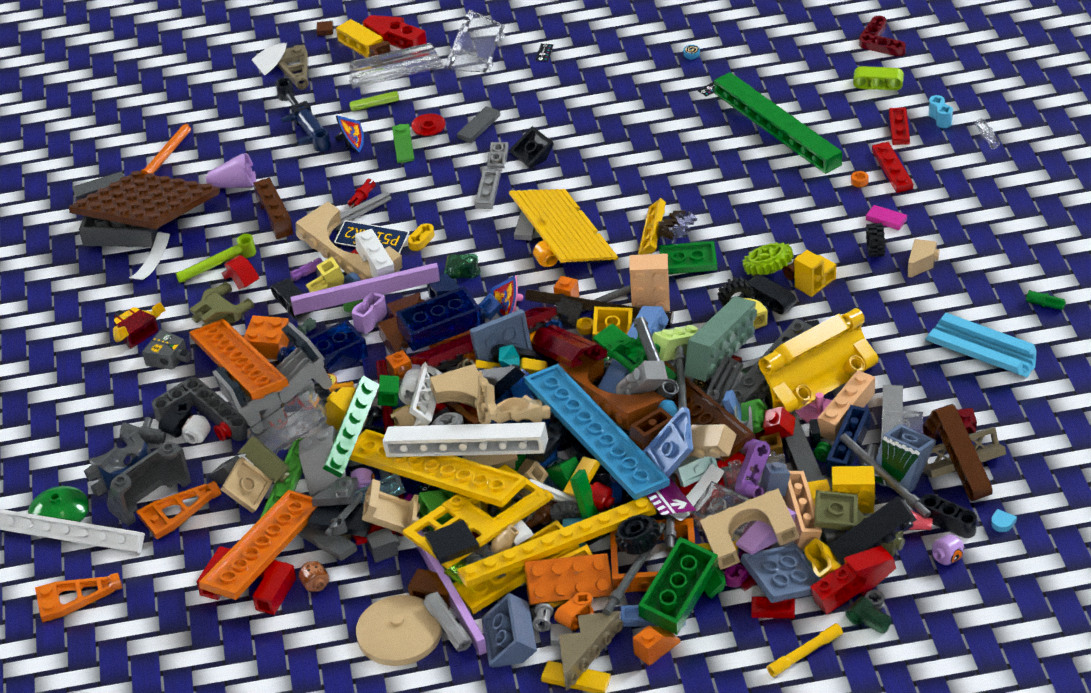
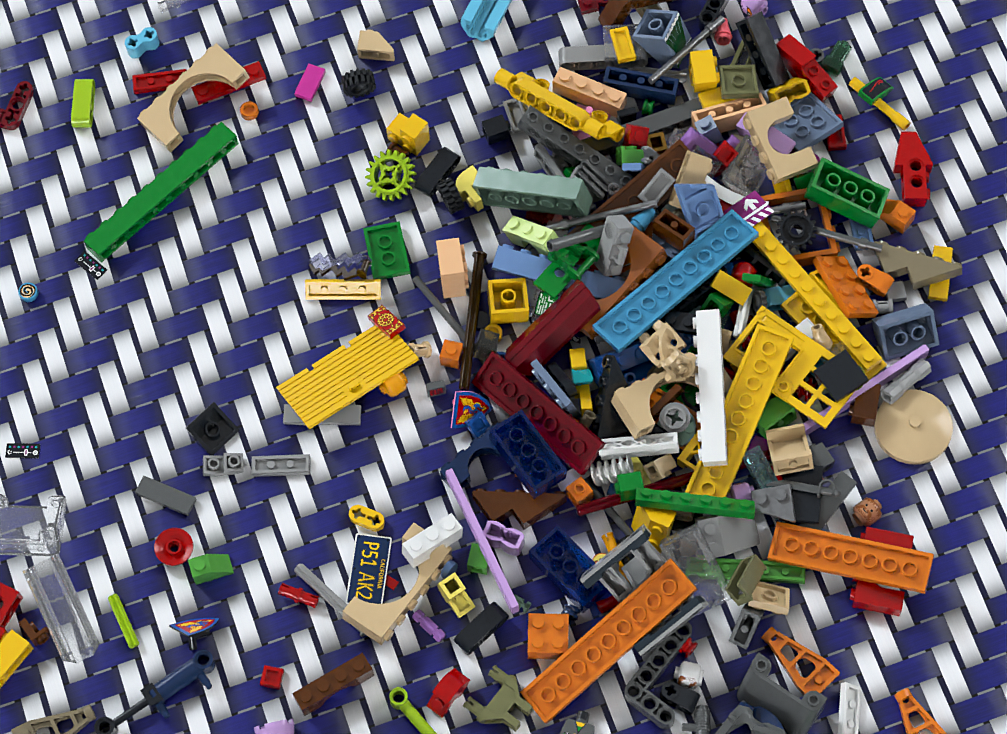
camera: 100 degrees left, 25 degrees up
(296, 179) = (271, 677): none -> red tile
(460, 266) = (416, 465): clear green piece -> none
(534, 279) = (435, 388): none -> dark grey tile
(575, 264) = (419, 349): none -> tan bush
(610, 252) = (386, 322): none -> tile
(703, 417) = (657, 186): none -> light grey tile
(717, 666) = (913, 155): none -> red brick
(739, 481) = (725, 153): none -> red tile
(822, 645) = (875, 90): none -> slope
(853, 119) = (212, 66): none -> tan arch
(886, 421) = (622, 44): none -> yellow tile

